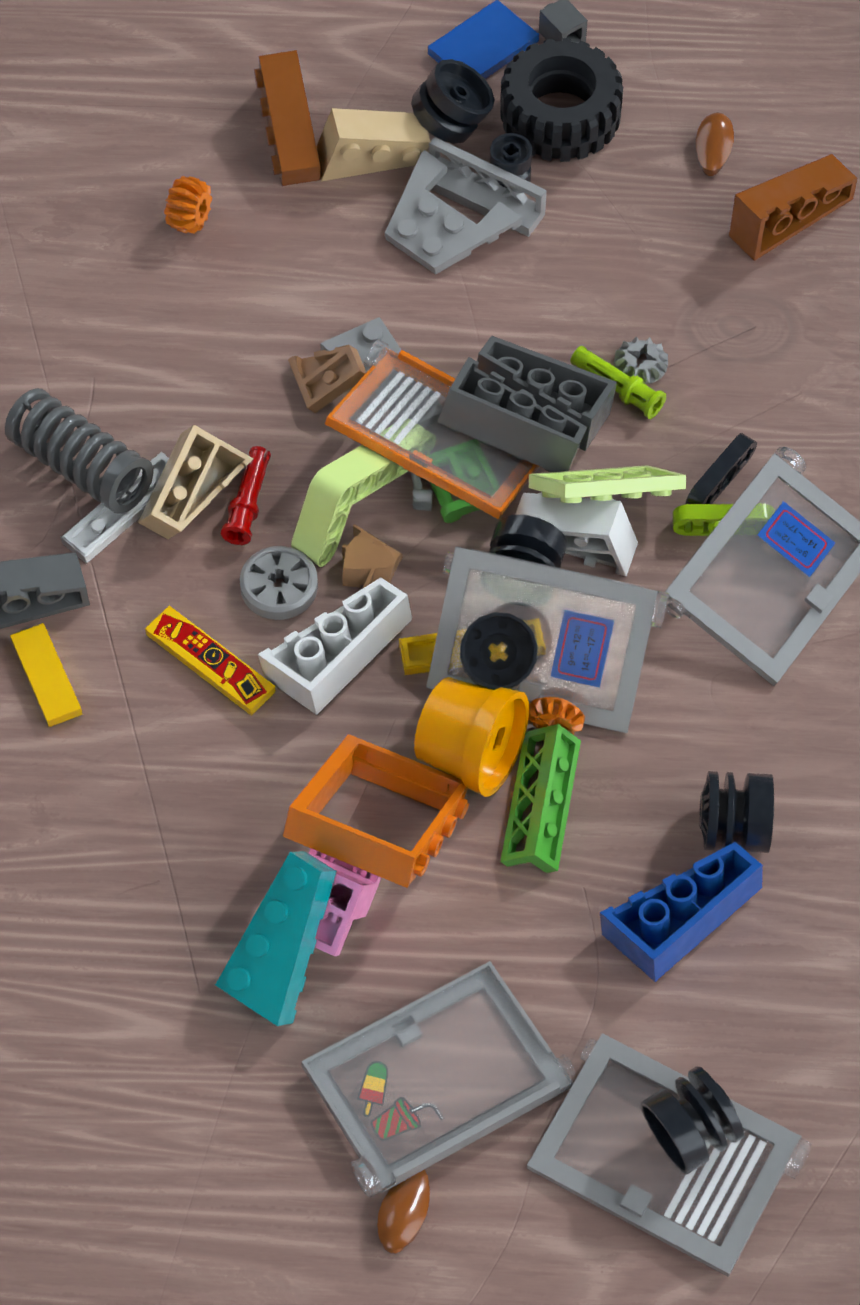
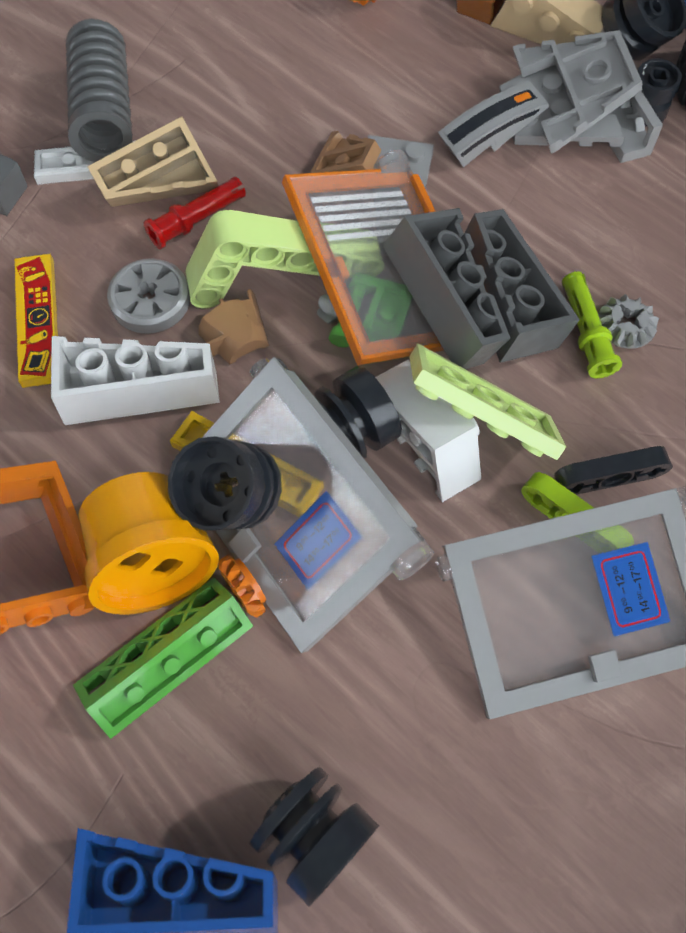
camera: 40 degrees right, 5 degrees up
(413, 268) = (492, 121): none -> light grey slope
(462, 180) = (595, 75): none -> light grey wing

